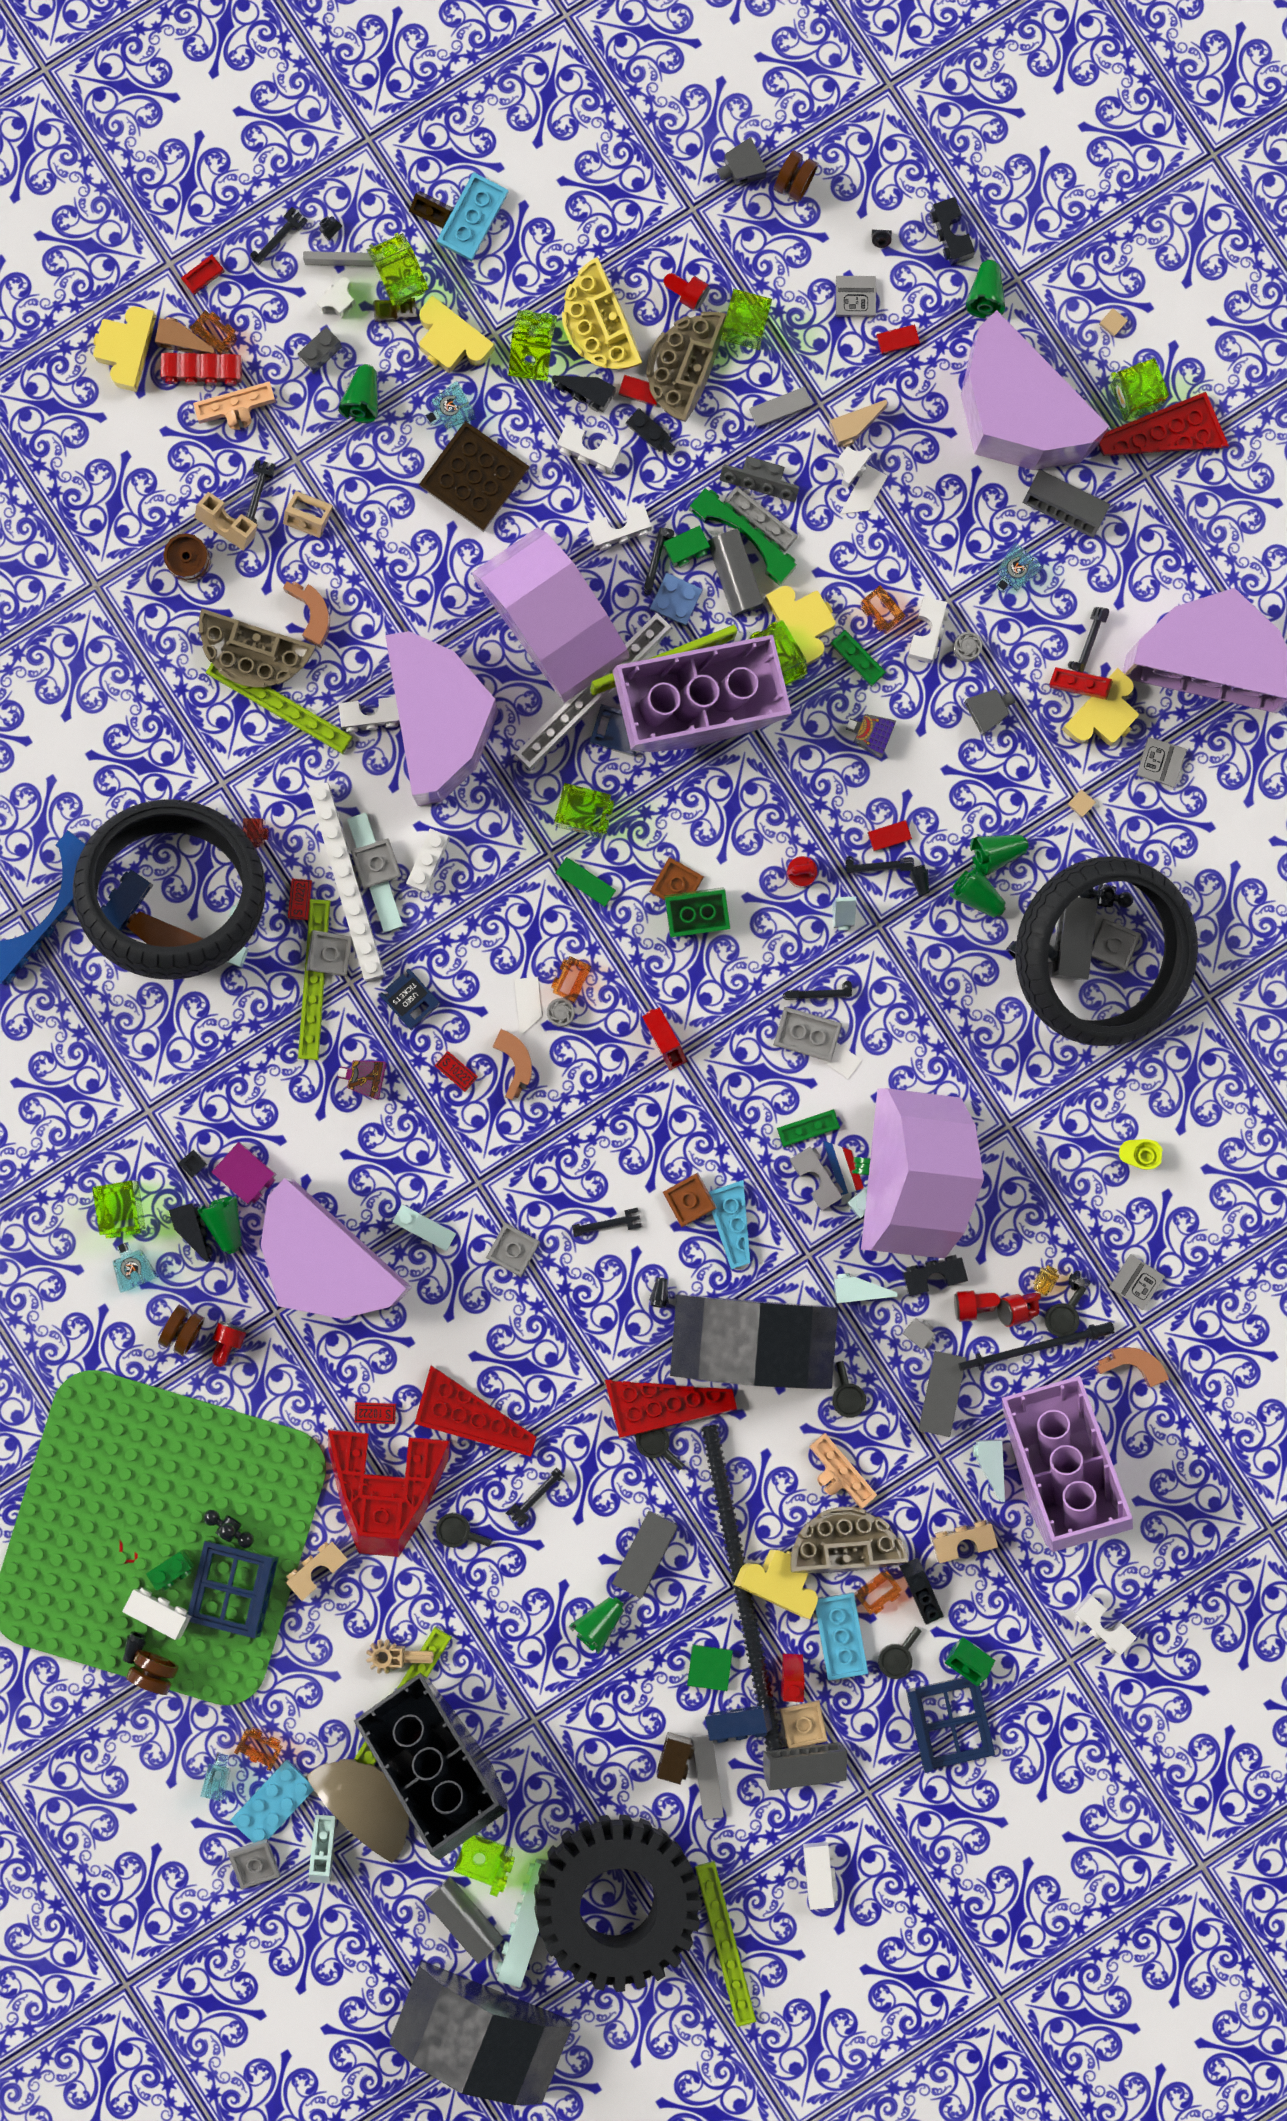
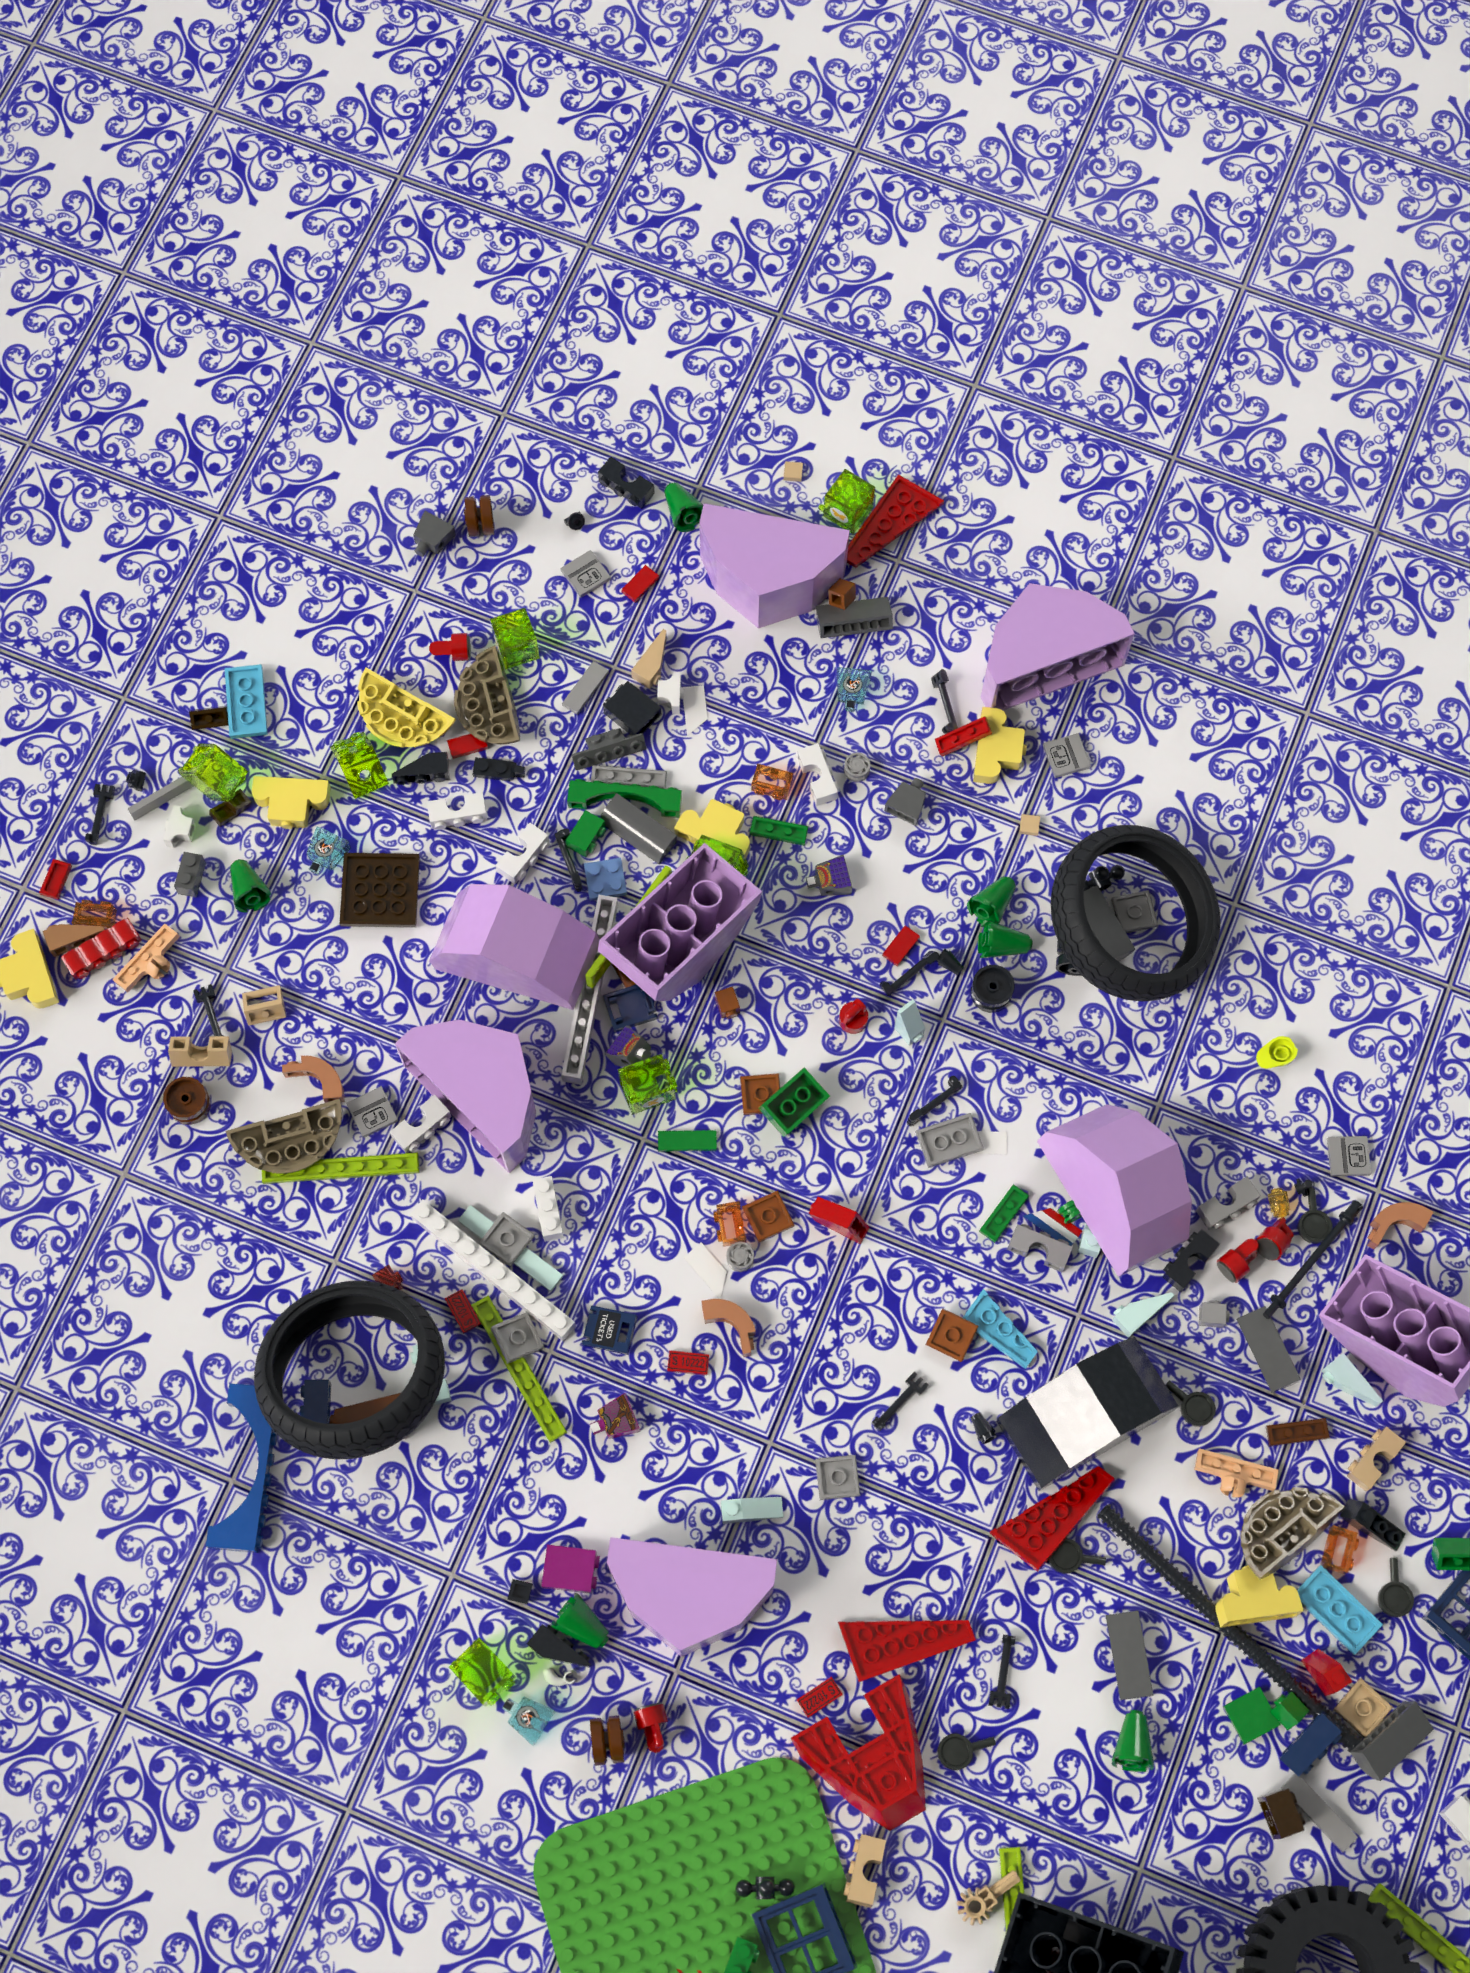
camera: 30 degrees left, 15 degrees down
(172, 1251) = (554, 1680): none -> white arm
(337, 673) = (372, 1112): none -> light grey tile
(590, 768) = (628, 1048): none -> dark grey torso
(608, 993) = (768, 1216): none -> dark orange tile
(703, 785) = (727, 1003): none -> dark orange brick
(741, 1685) = (1289, 1710): none -> green brick
(806, 456) = (631, 709): none -> black brick
(917, 1475) = (1297, 1432): none -> reddish brown tile
(927, 933) = (992, 999): none -> black wheel
(1021, 1253) = (1214, 1213): none -> light grey arch
(1069, 474) = (842, 593): none -> dark orange brick

